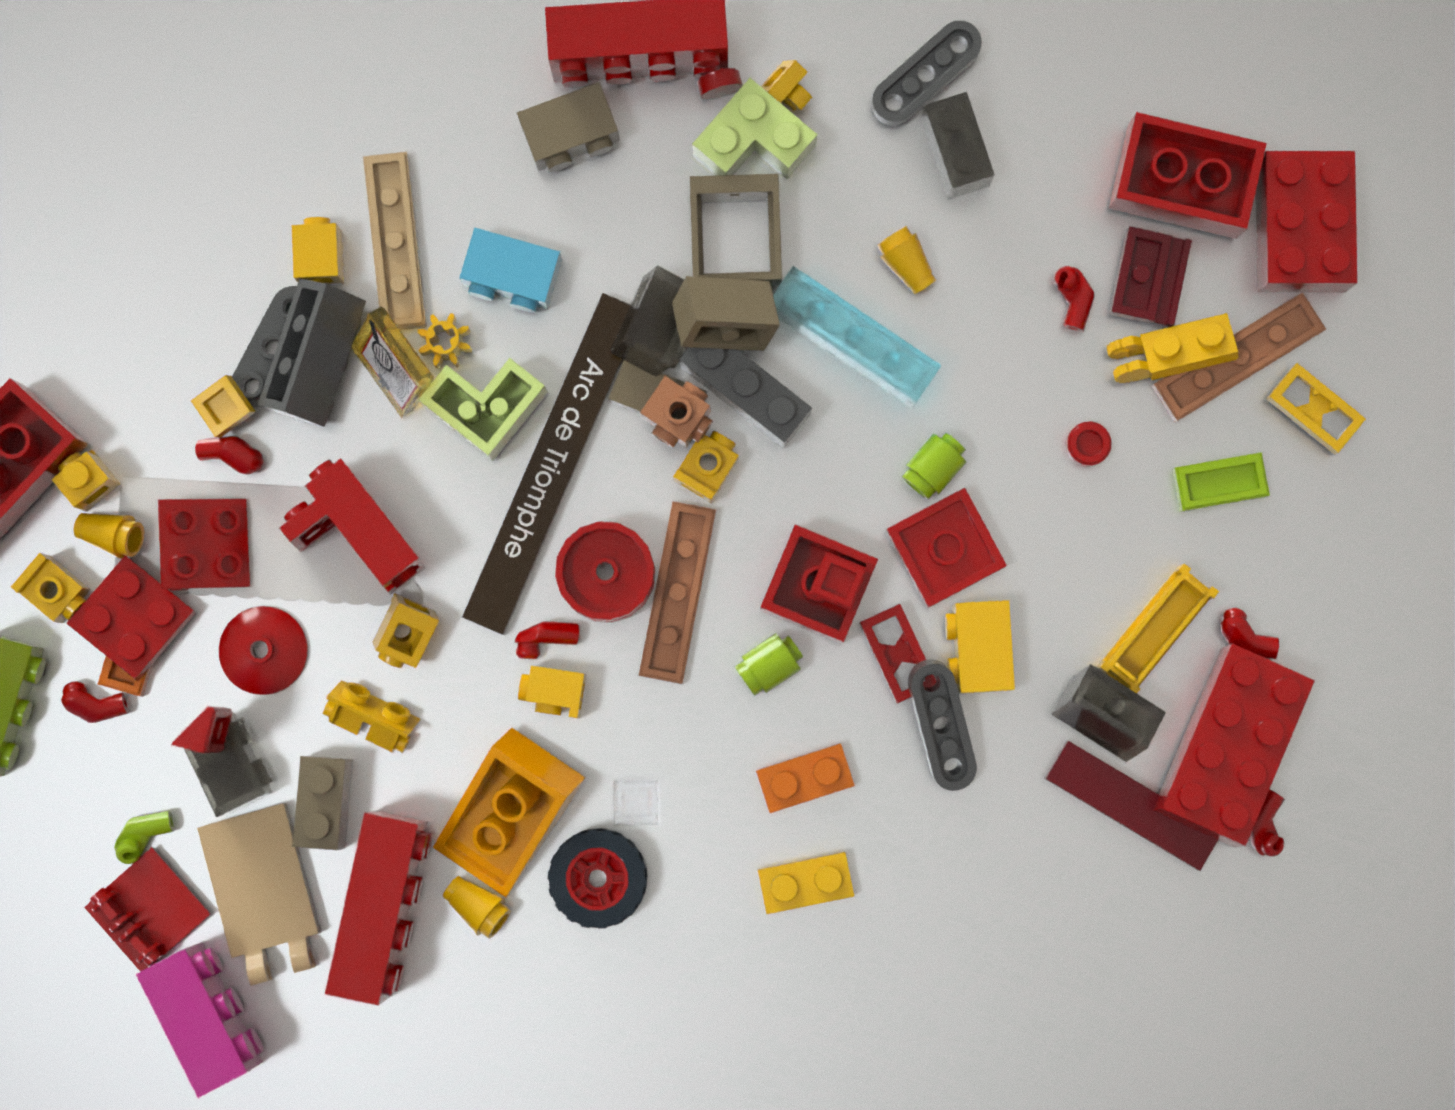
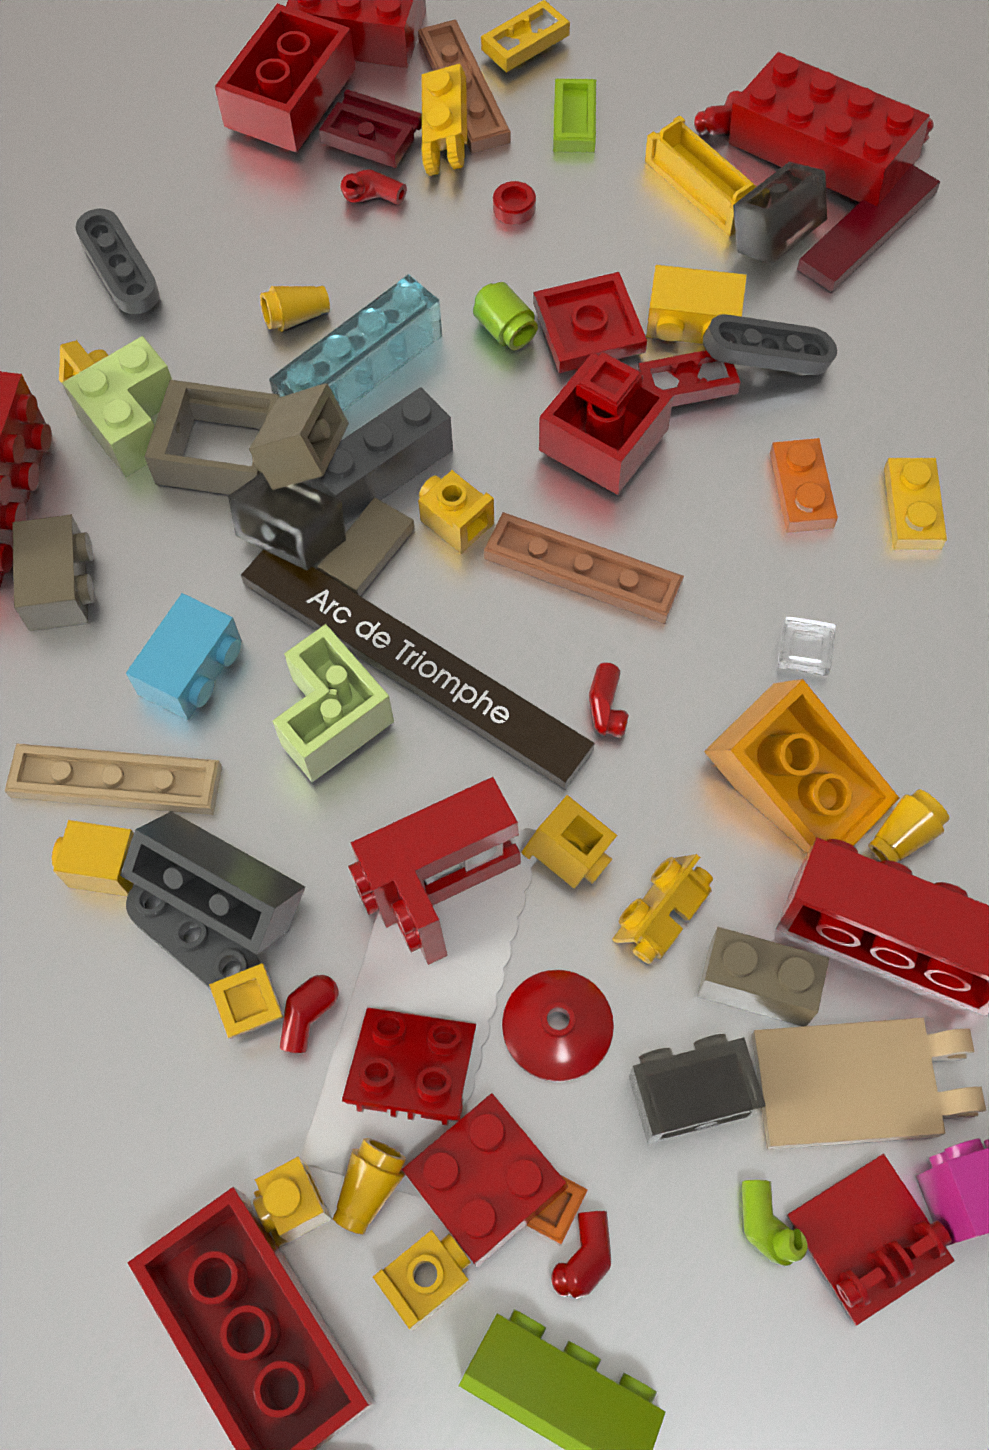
camera: 75 degrees left, 20 degrees down
(207, 731) = (660, 1072): red slope -> none
(392, 361) = (251, 787): tile -> none
(456, 342) = (238, 726): yellow gear -> none
(553, 690) = (670, 696): yellow brick -> none
(572, 885) = (883, 668): black wheel -> none
(591, 549) = (548, 615): red wheel -> none
(666, 401) = (391, 509): nougat brick -> none
(719, 83) = (59, 428): red tile -> none
(769, 664) = (678, 488): lime brick -> none
(957, 145) = (196, 242): clear smoke brick -> none

